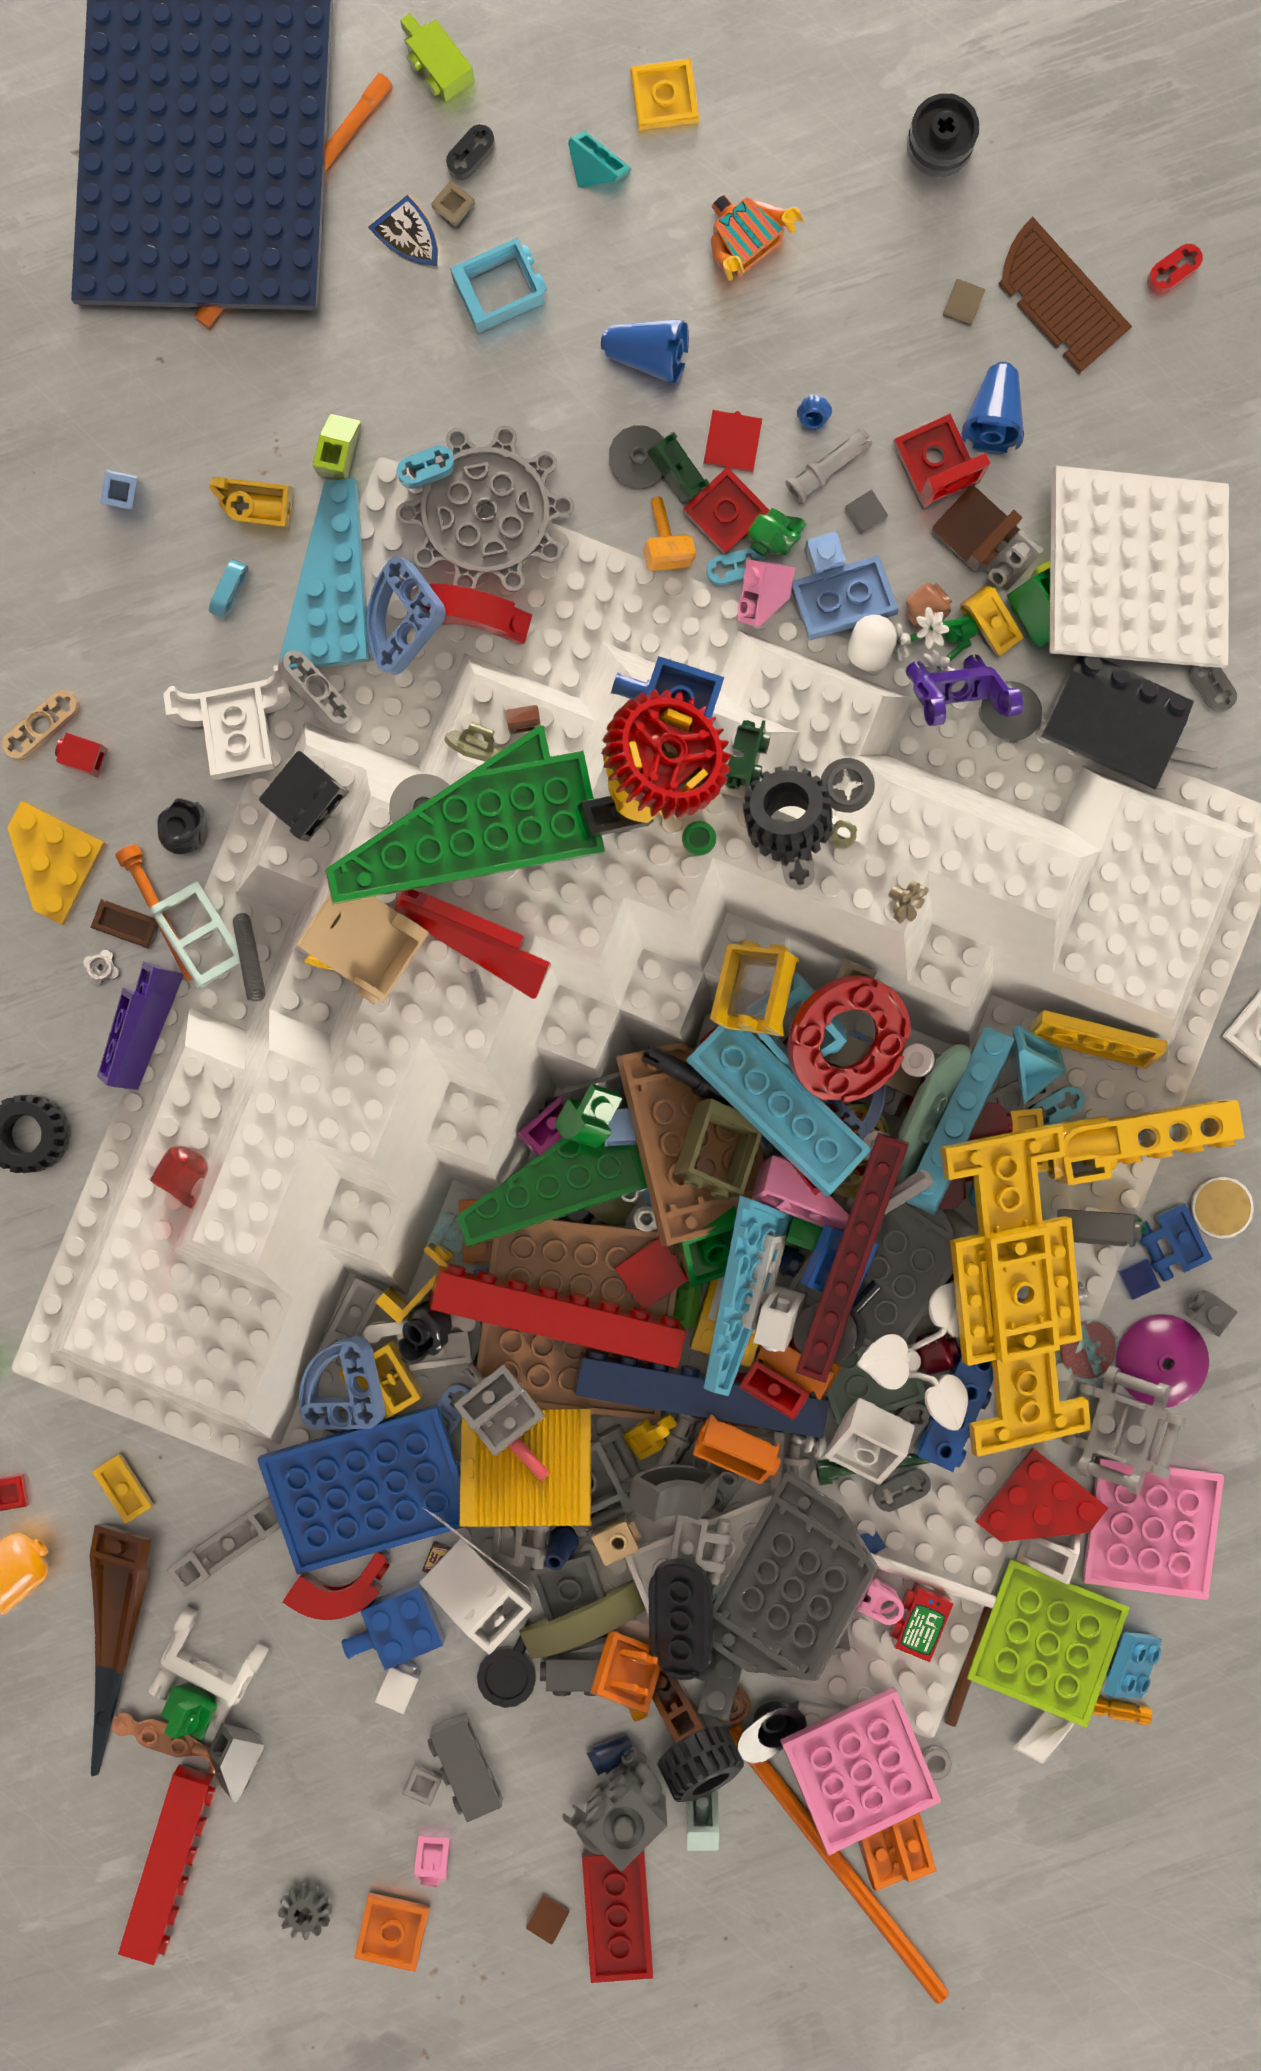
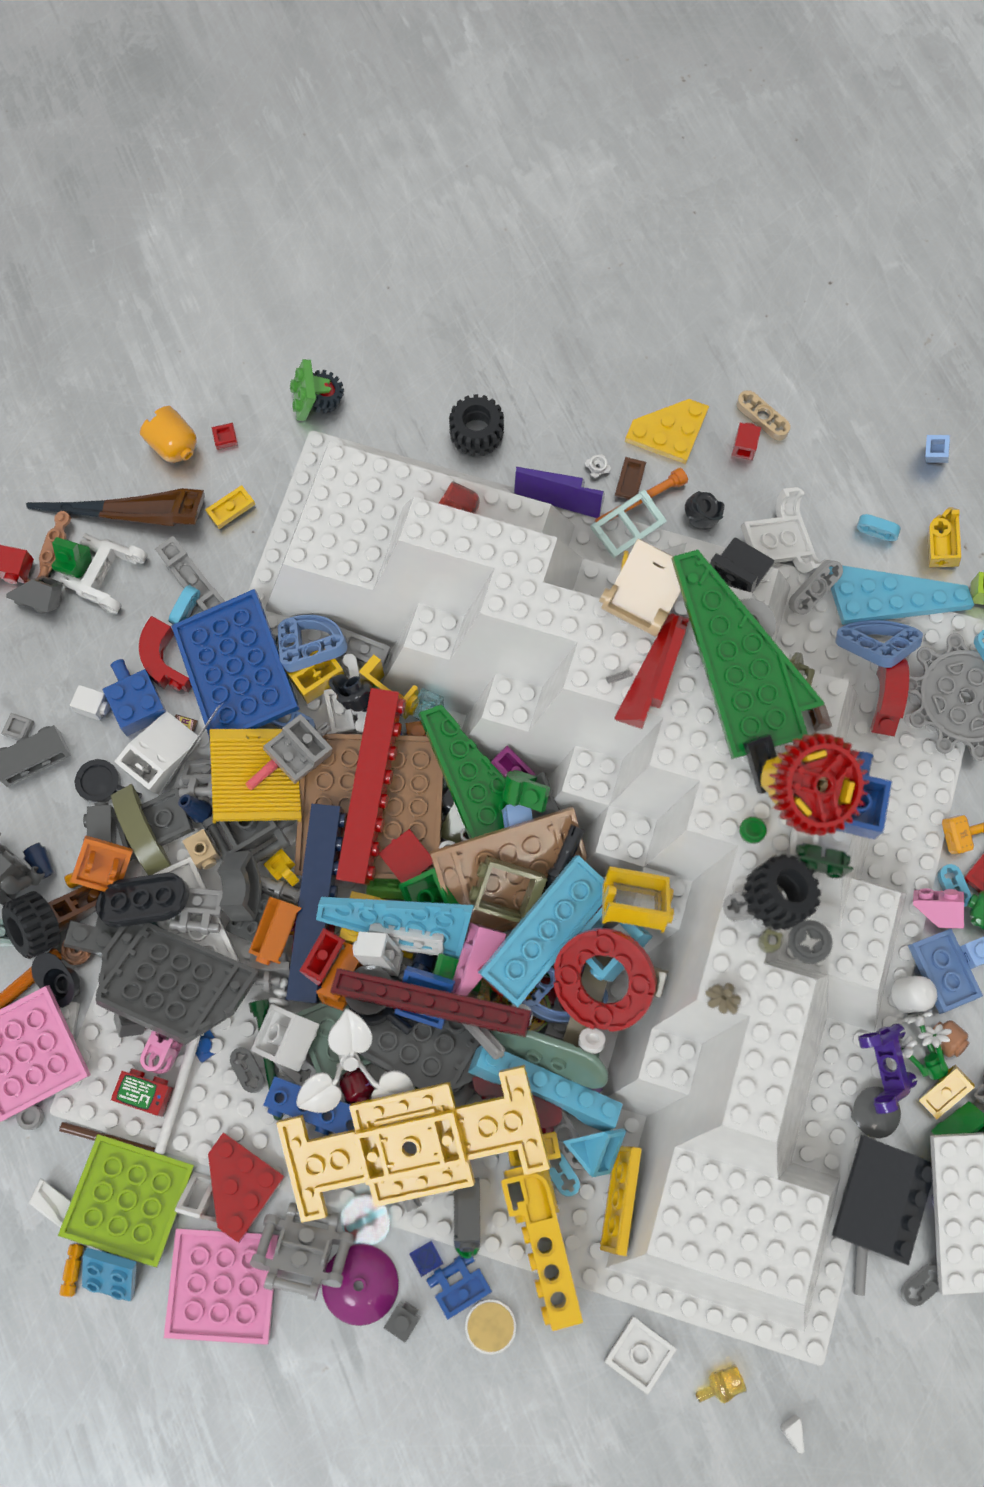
camera: 85 degrees right, 15 degrees down
(248, 958) = (608, 547): dark grey piece -> none
(268, 1555) = (184, 604): none -> medium azure beam

